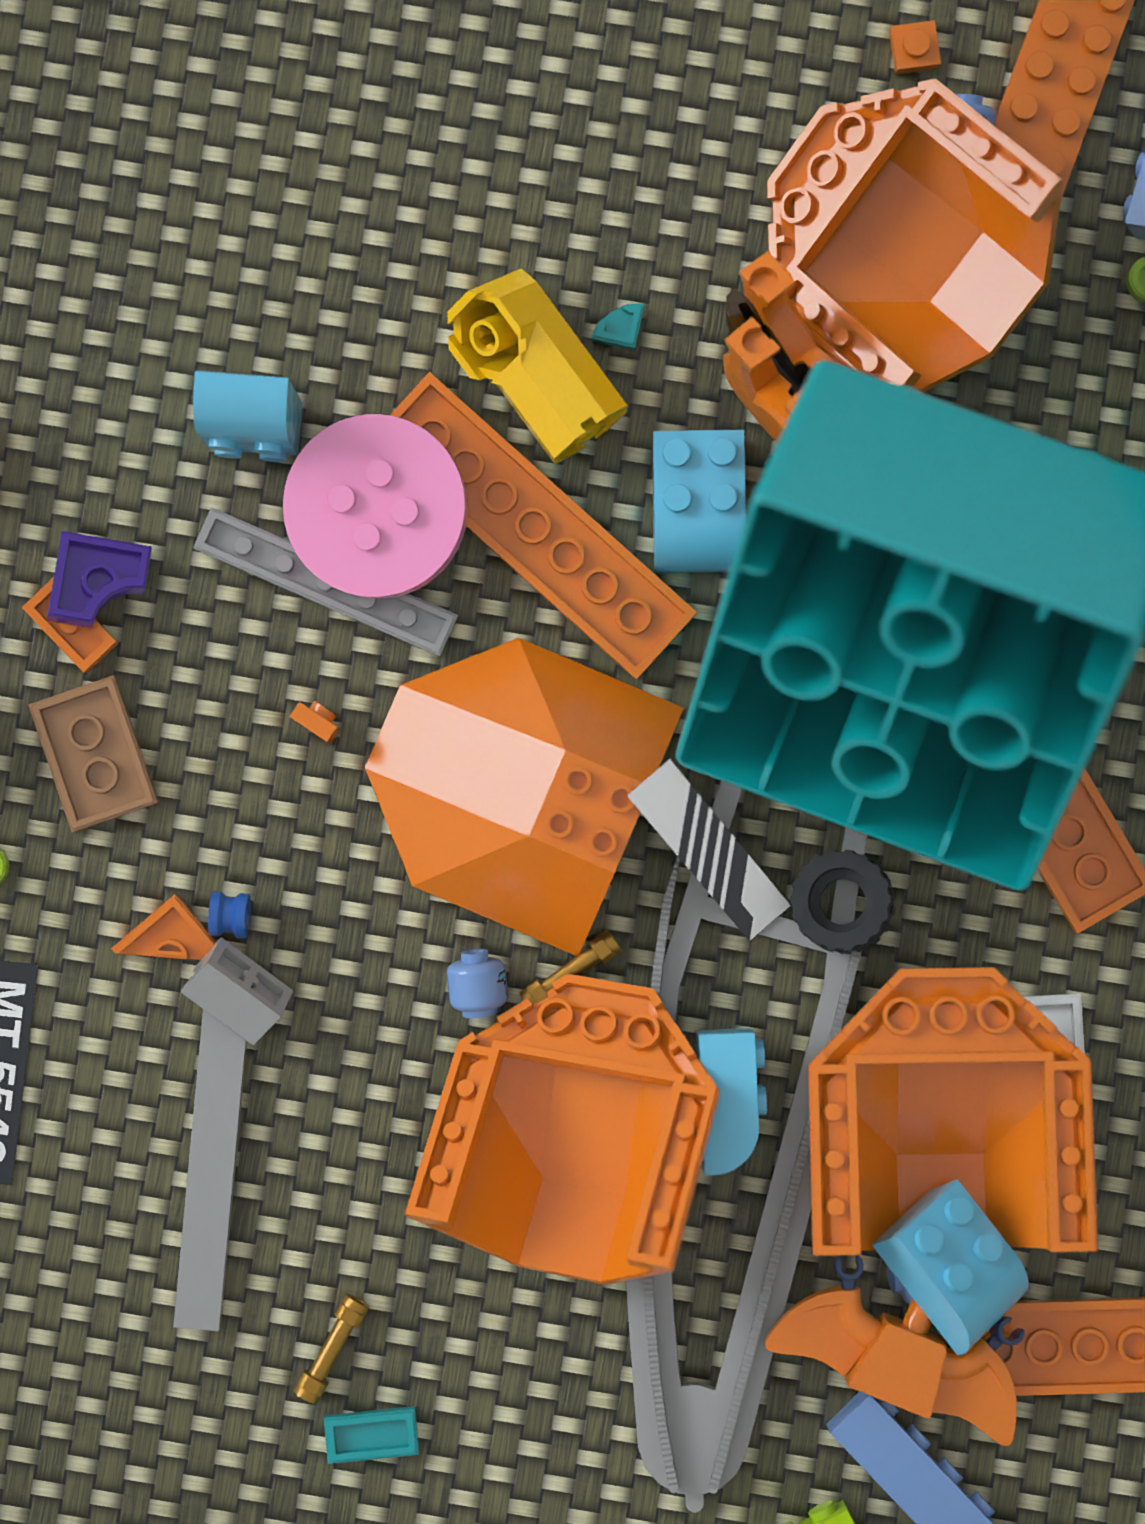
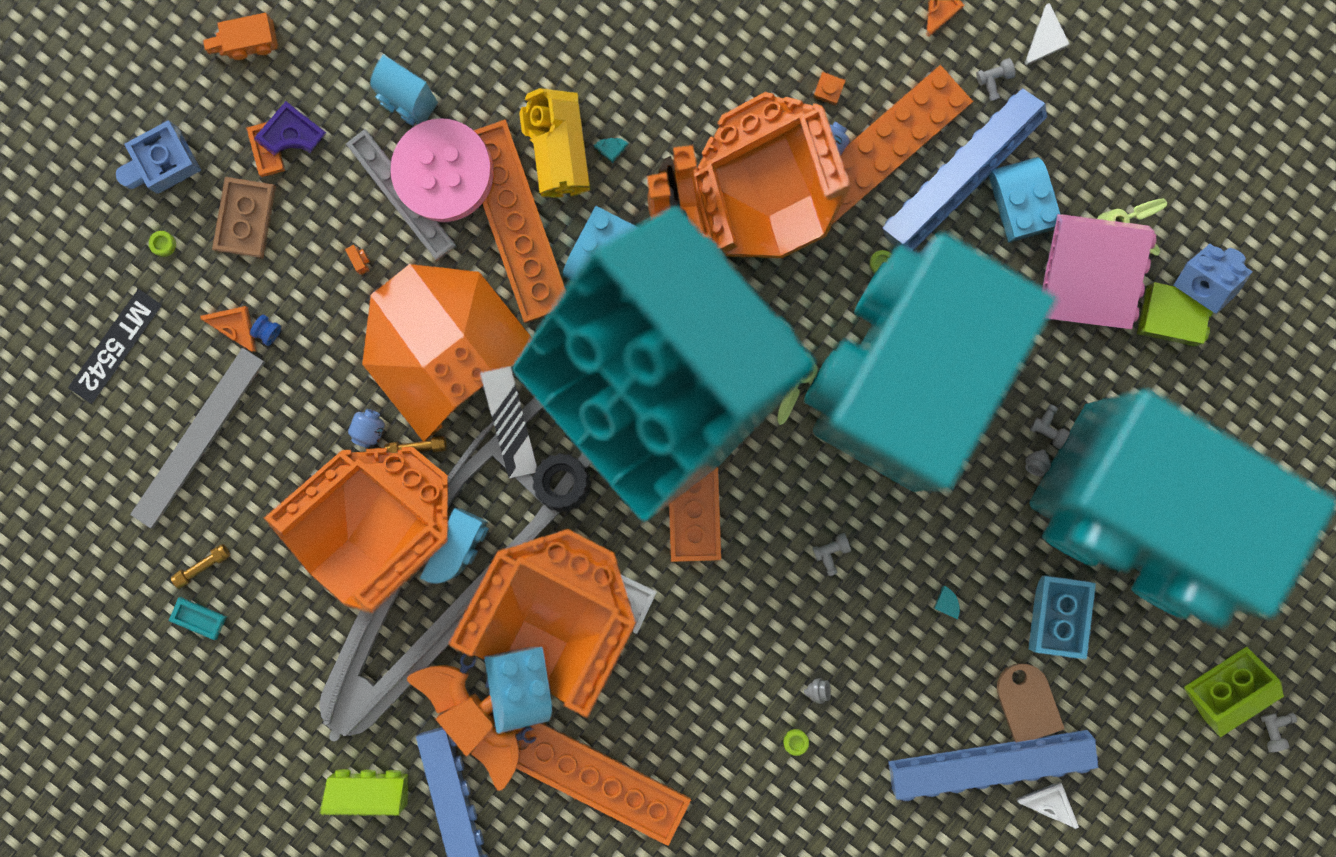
camera: 25 degrees right, 0 degrees up
(237, 991) = (248, 368): light grey hinge -> none

